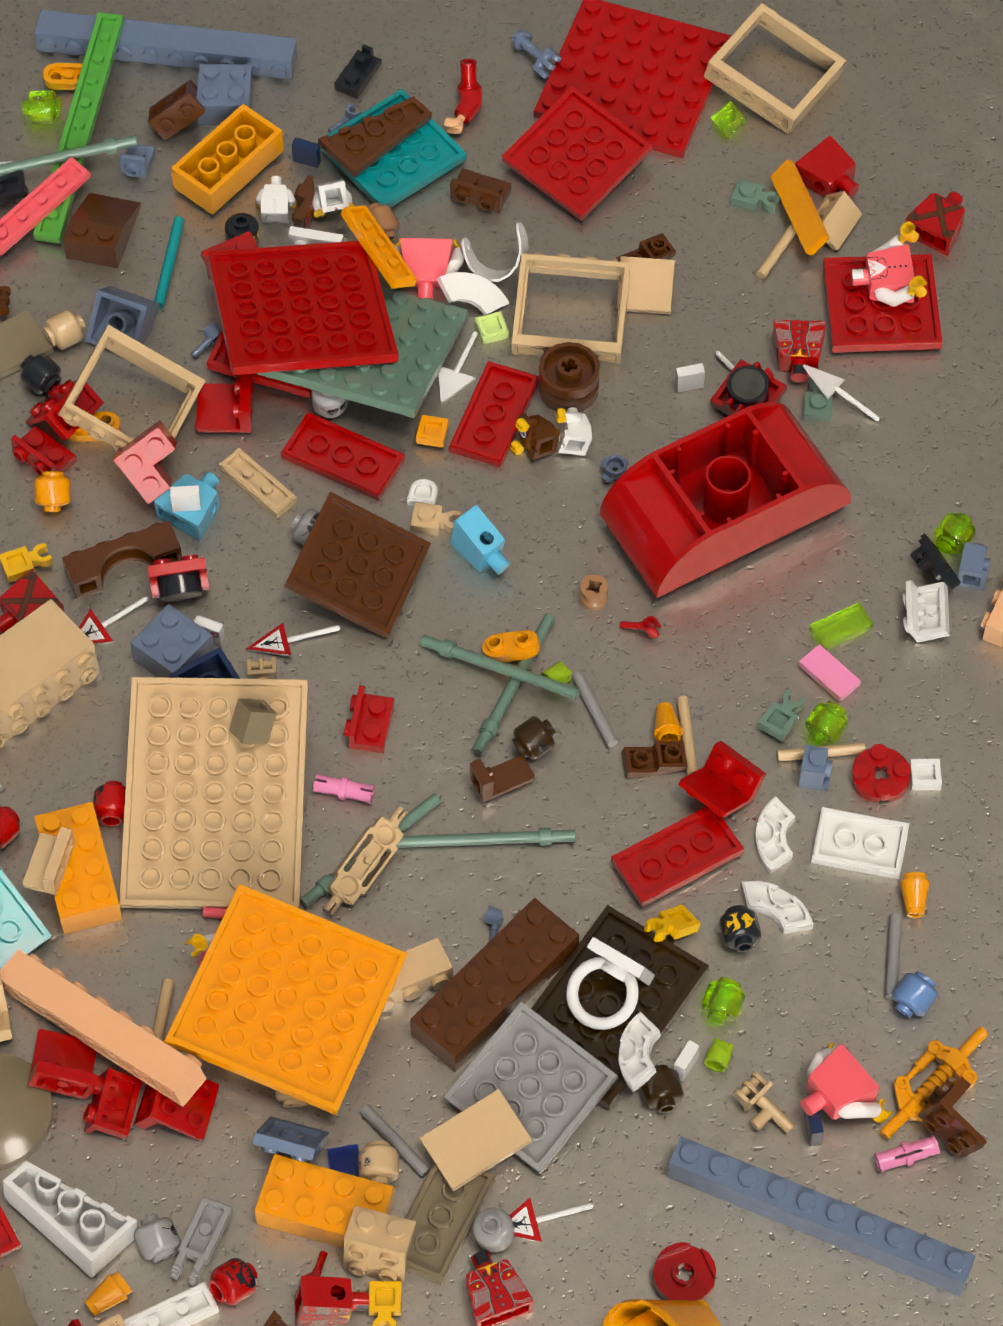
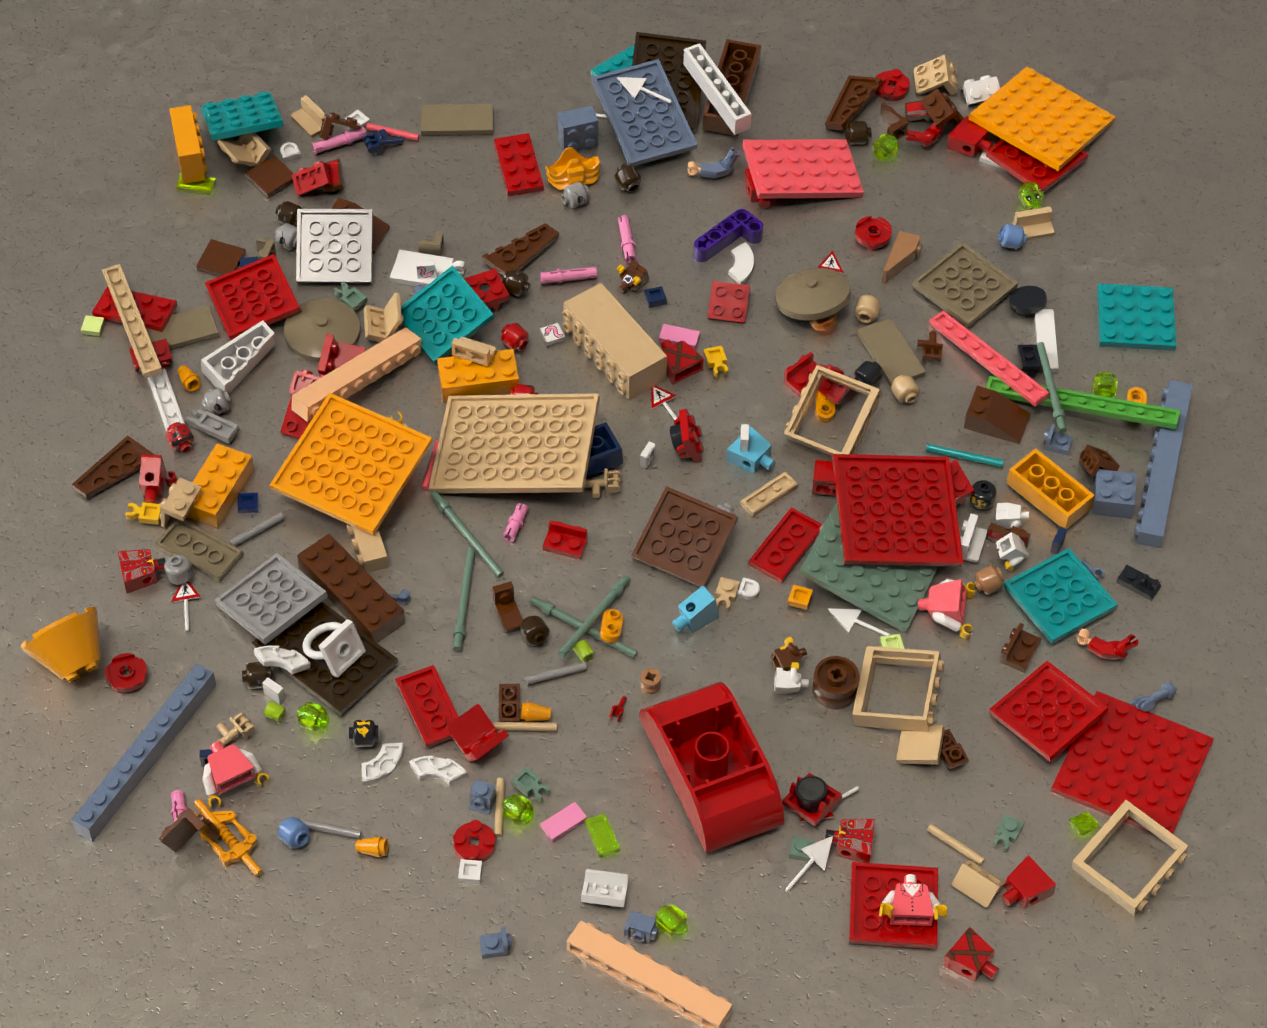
camera: 95 degrees right, 5 degrees down
(52, 490) = (769, 375): light orange head -> none
(89, 567) = (705, 394): reddish brown arch -> none
(124, 312) = (912, 422): sand blue slope -> none
(141, 458) = (776, 418): brick -> none
(170, 643) = (635, 431): sand blue brick -> none
(252, 721) = (552, 453): dark tan panel -> none
(277, 642) = (638, 495): piece -> none
(290, 1138) = (261, 467): sand blue plate -> none
(347, 884) = (470, 536): tan piece -> none
(375, 136) = (1060, 572): reddish brown wing -> none
(378, 246) = (954, 566): light orange tile -> none
(378, 1162) = (238, 514): tan head -> none
(474, 290) = (920, 628): white tile -> none
(475, 1140) = (240, 564): tan tile -> none
(490, 274) = (944, 639): white piece -> none
(492, 414) = (814, 635): red tile -> none
(613, 462) = (760, 704): sand blue plate -> none
(673, 921) = (376, 697): yellow plate -> none
(689, 377) = (831, 762): white tile -> none
(799, 207) = (986, 854): light orange tile -> none
(860, 843) = (421, 822): white tile -> none
(933, 558) = (644, 901): black plate -> none

